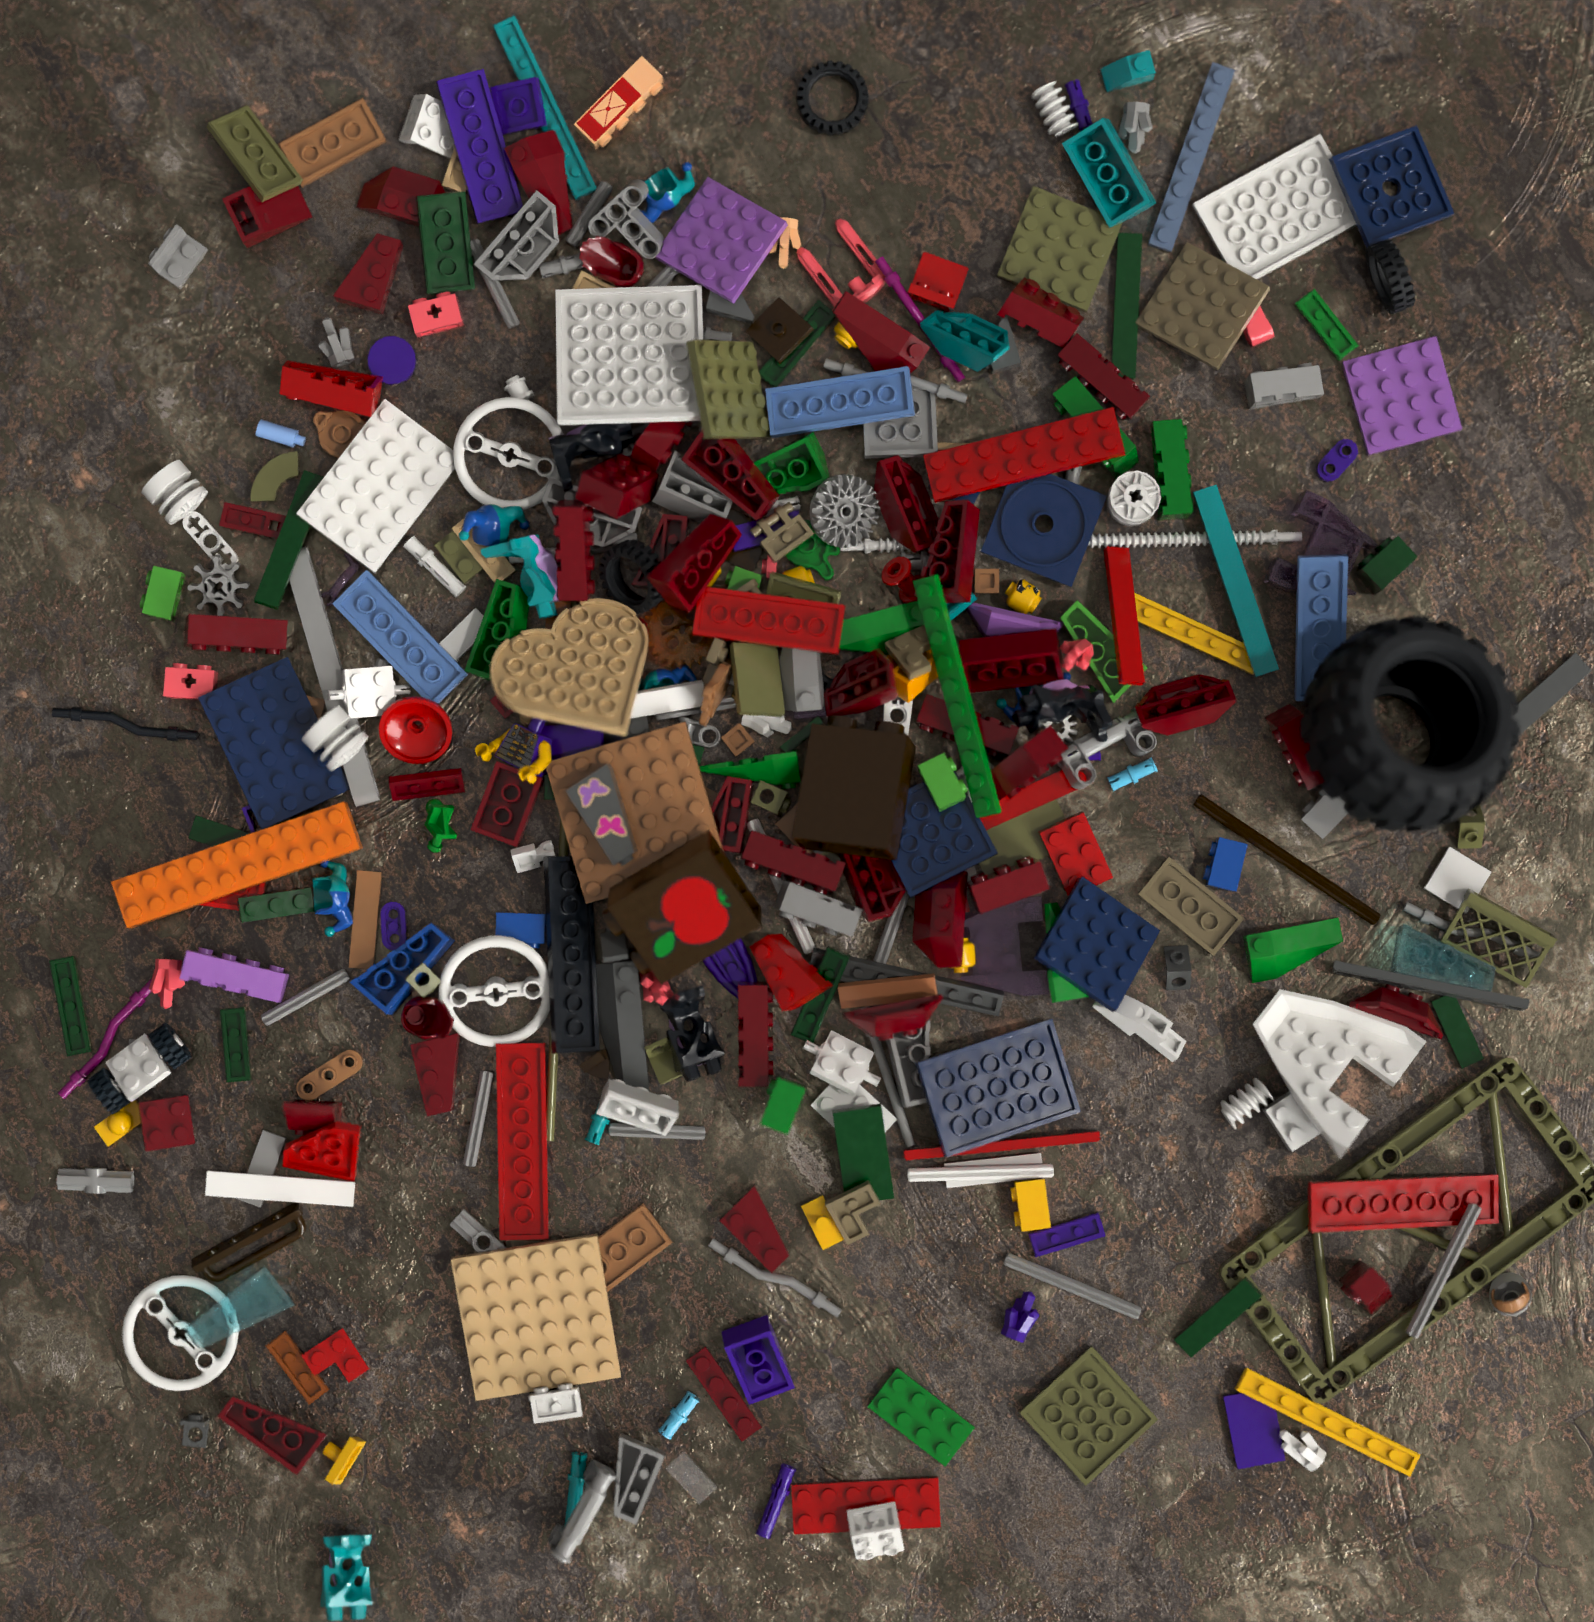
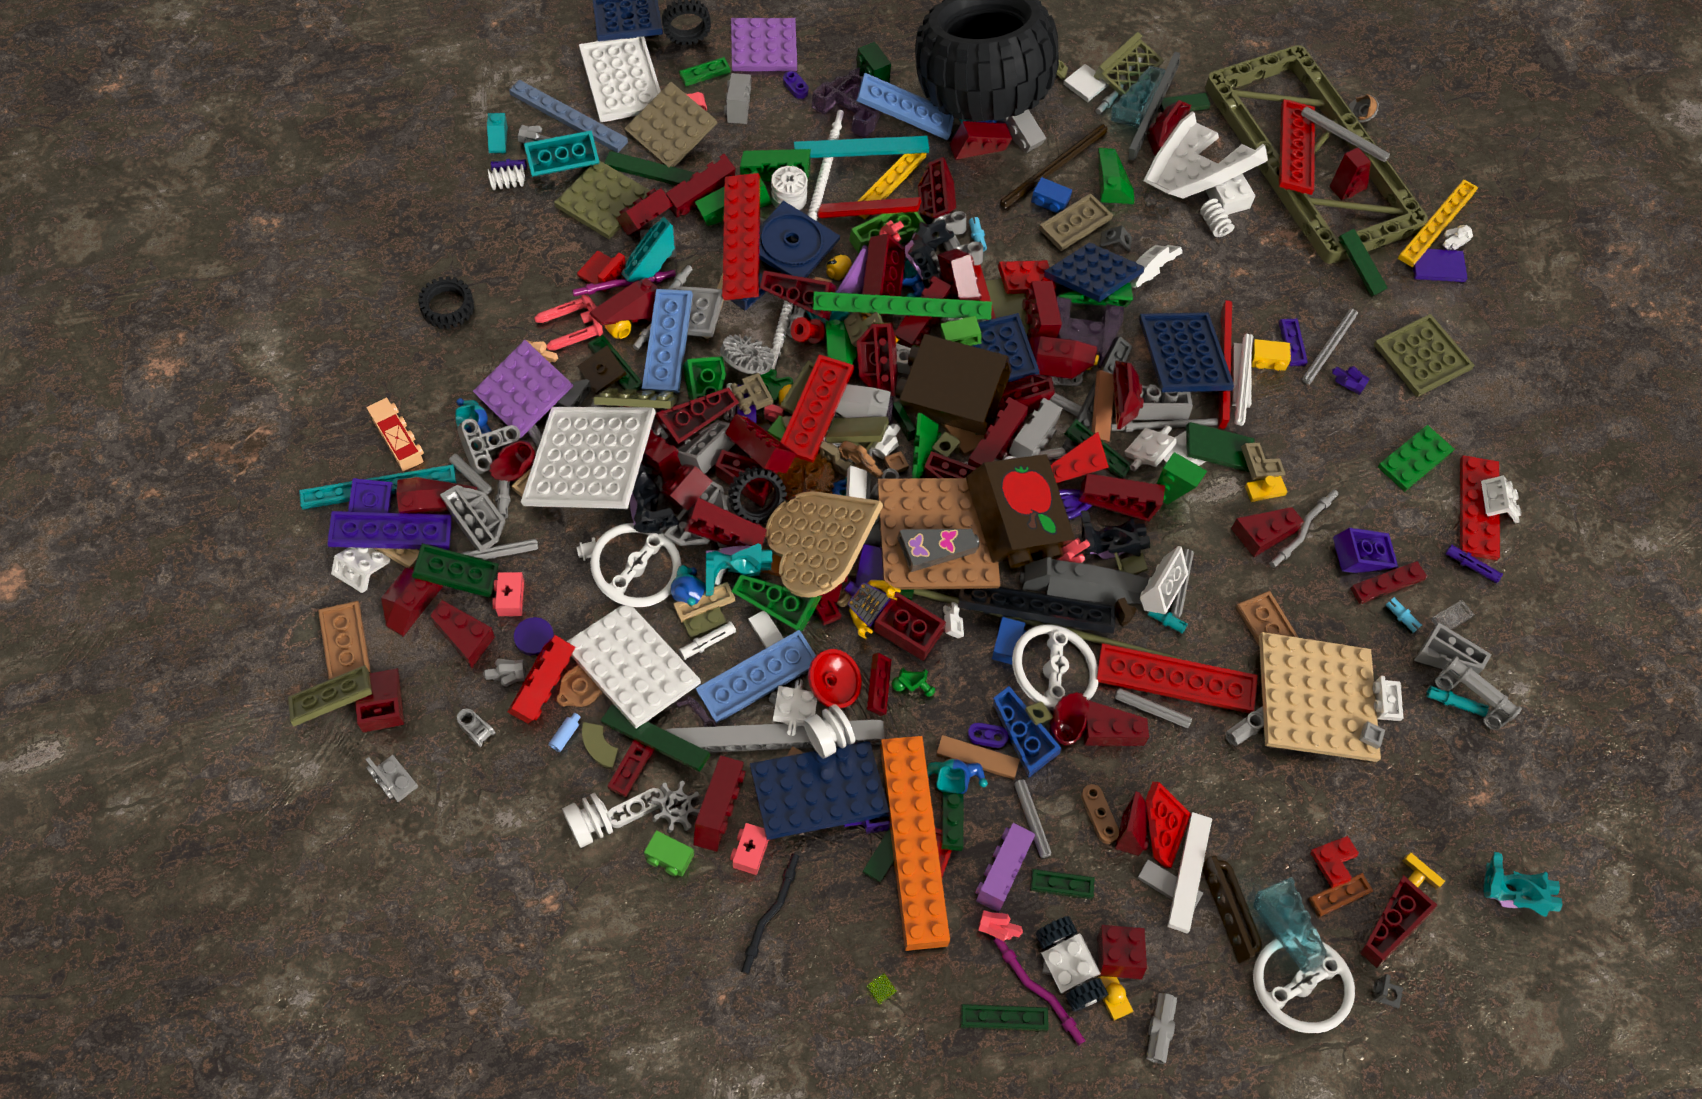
camera: 80 degrees left, 25 degrees down
(70, 865) = (881, 989): none -> clear neon green tile
(258, 331) = (477, 729): none -> light grey piece
(498, 1385) = (1372, 735): none -> light grey tile
(905, 504) = (755, 322): dark red wedge -> none

